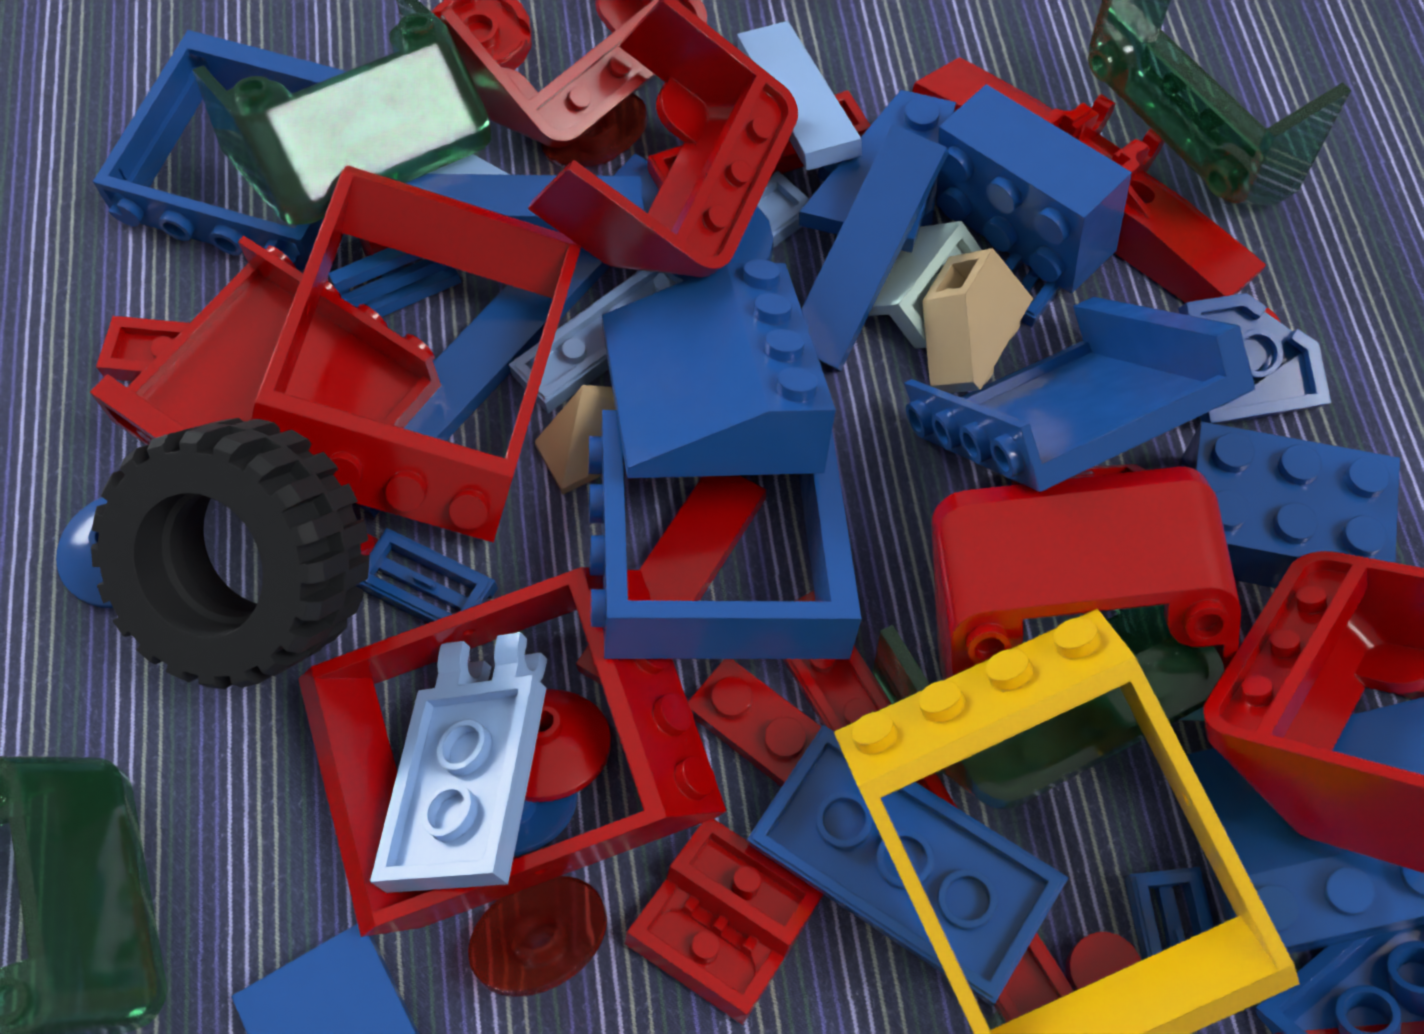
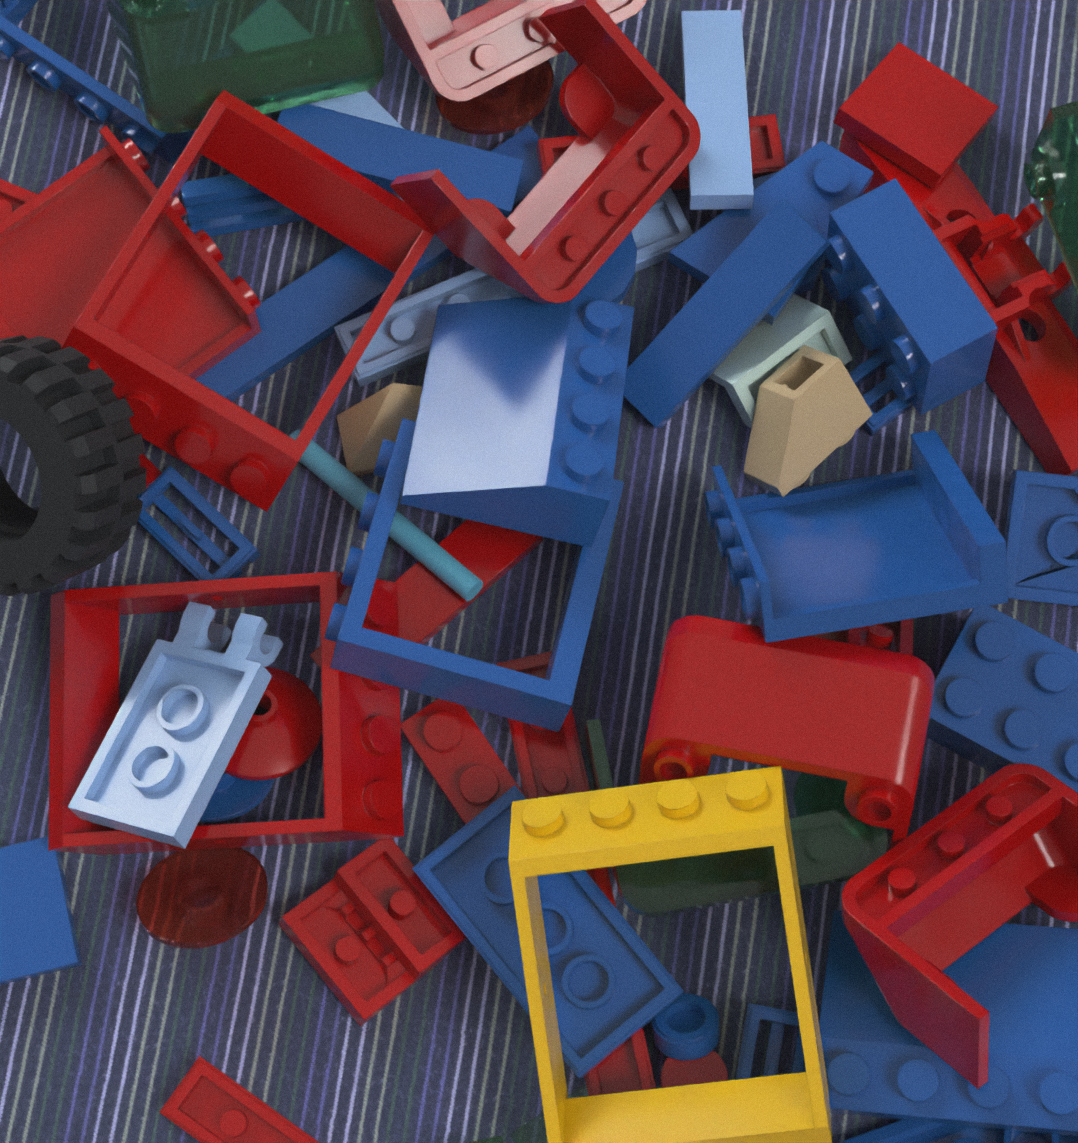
camera: 15 degrees right, 10 degrees up
(636, 523) = (402, 529): none -> medium azure bar
(966, 55) = (915, 114): none -> red tile
(1080, 919) = (687, 1028): none -> blue tile

